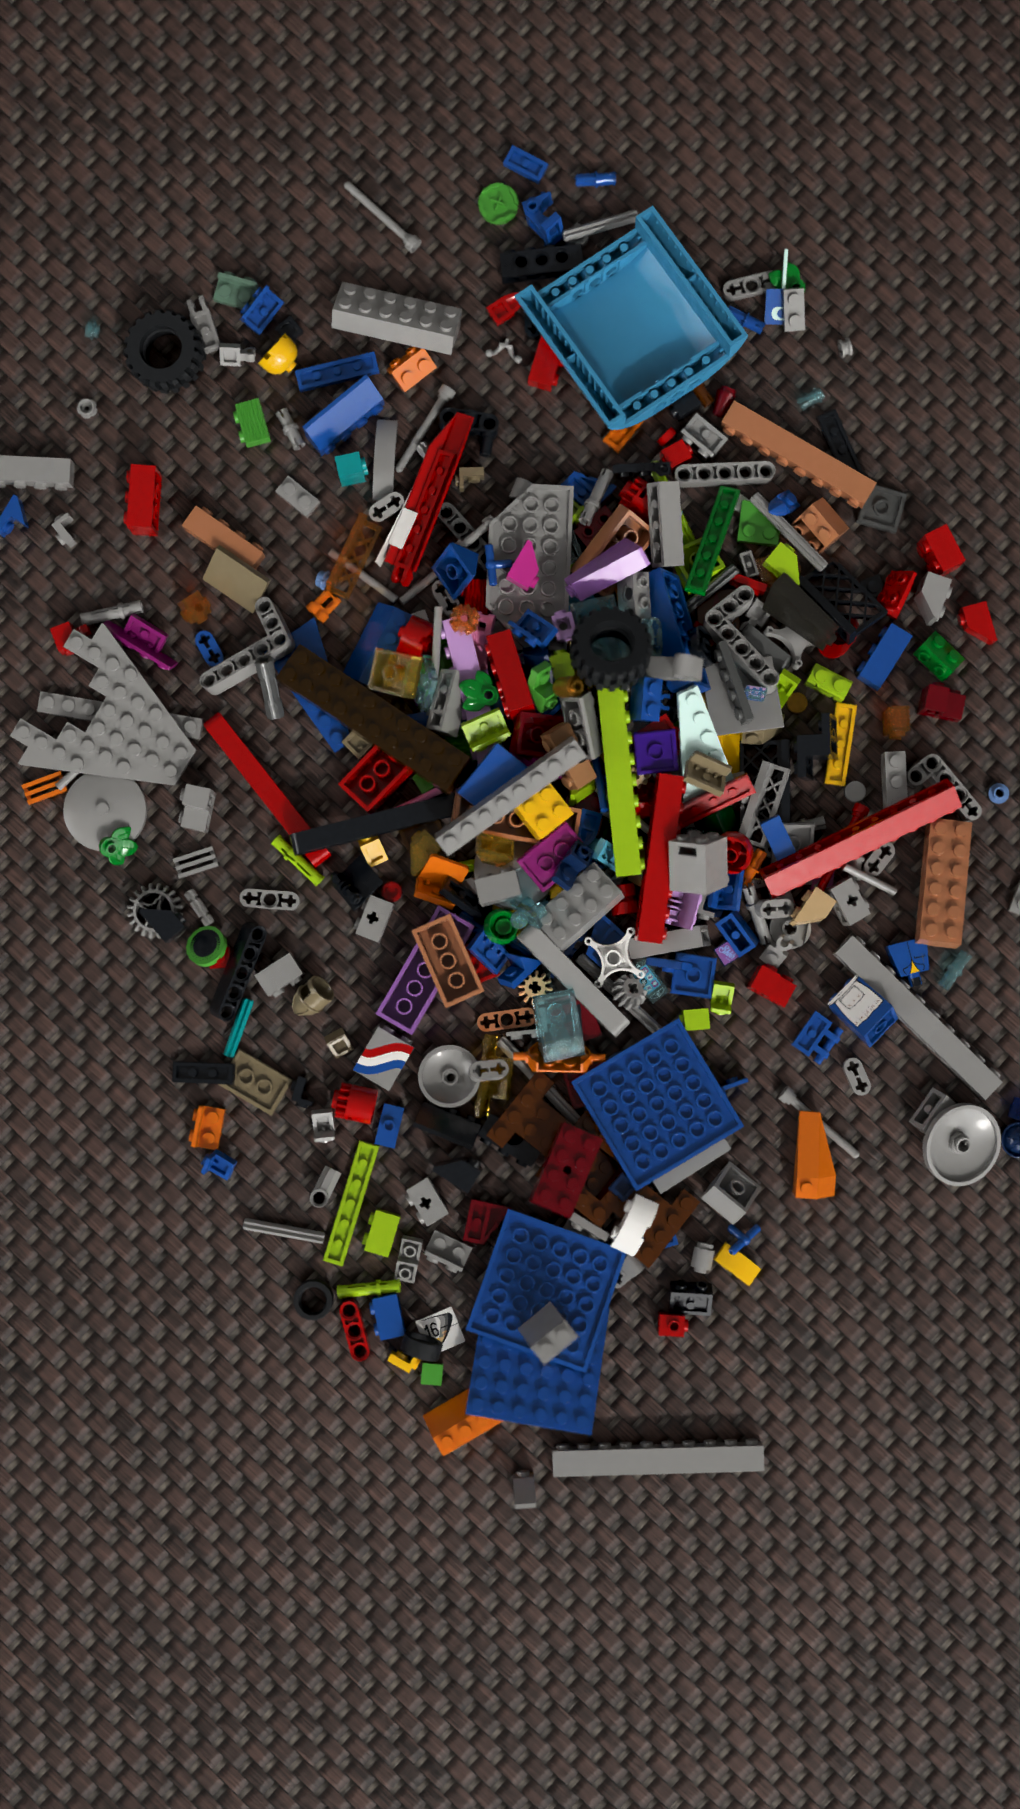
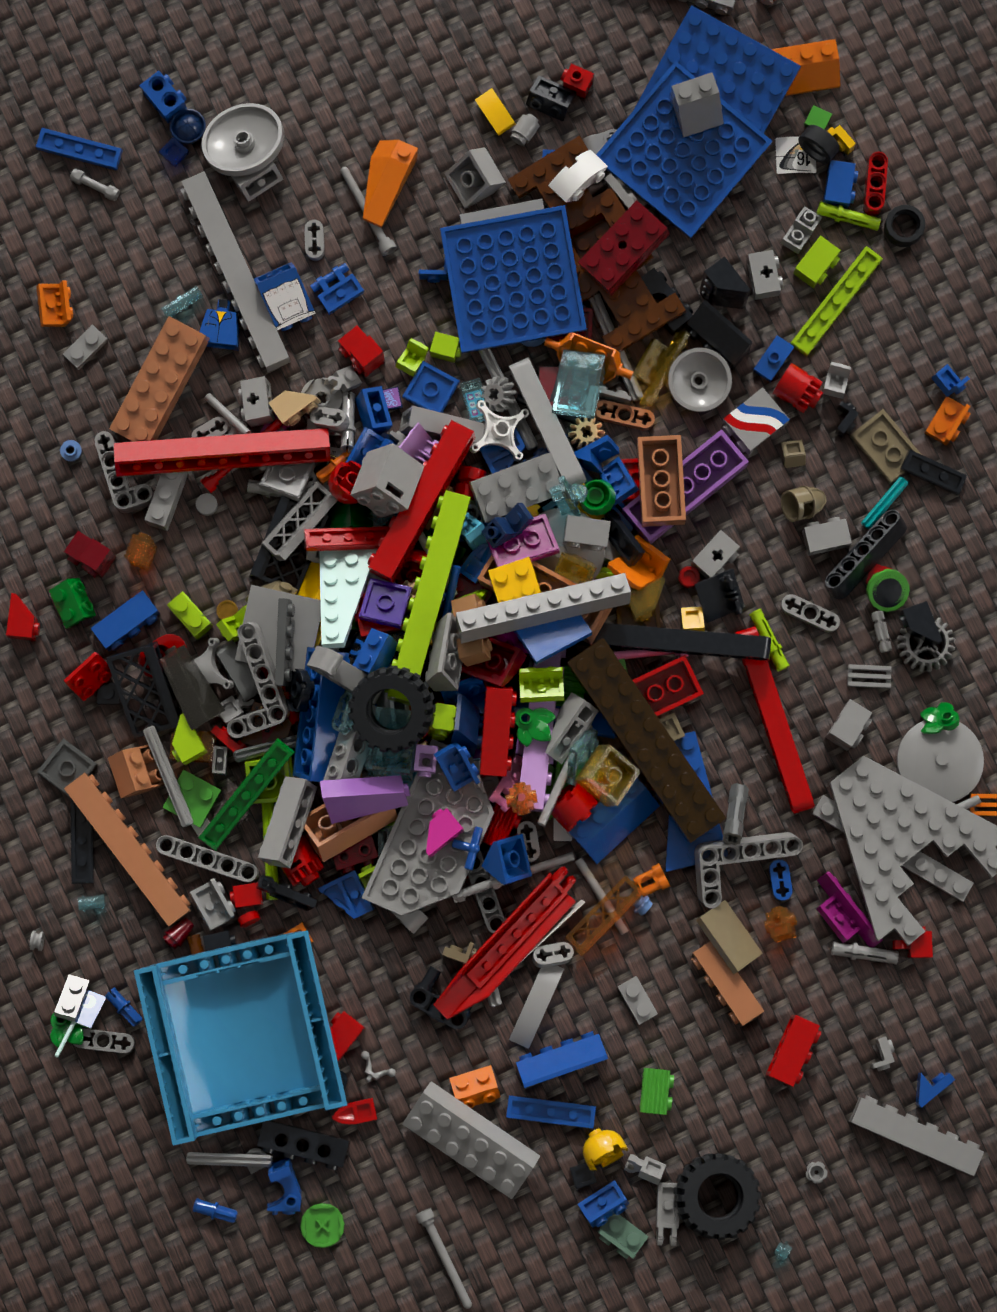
camera: 155 degrees left, 5 degrees down
(283, 1230) = (909, 299): light grey axle -> none
(290, 429) = (619, 1071): light grey pin -> none
(325, 1184) = (855, 324): light grey piece -> none
(351, 468) = (574, 1003): teal brick -> none
(402, 528) = (545, 925): white sticker -> none
(445, 394) = (452, 1046): light grey piece -> none
(447, 1251) = (762, 223): light grey bracket -> none
(483, 1220) = (717, 238): dark red wing -> none
(488, 1075) = (660, 374): light grey beam -> none
(525, 164) = (279, 1254): blue plate -> none
(541, 688) = (472, 702): bright green slope -> none
(568, 687) = (446, 691): pearl gold brick -> none
(592, 504) = (343, 881): light grey pin -> none
(621, 1187) = (576, 216): dark blue tile -> none
(669, 965) = (450, 404): blue plate -> none
(706, 773) = (345, 561): dark tan bracket -> none
(743, 1239) = (480, 131): blue piece -> none
(755, 693) = (266, 624): clear light blue tile -> none
(777, 837) = (300, 483): blue tile -> none
(783, 504) = (162, 806): blue plate -> none
(816, 747) = (228, 555): black bracket -> none
(837, 768) = (202, 554): yellow tile -> none
(931, 595) = (56, 658): light grey slope -> none
(940, 551) = (30, 698): red brick -> none

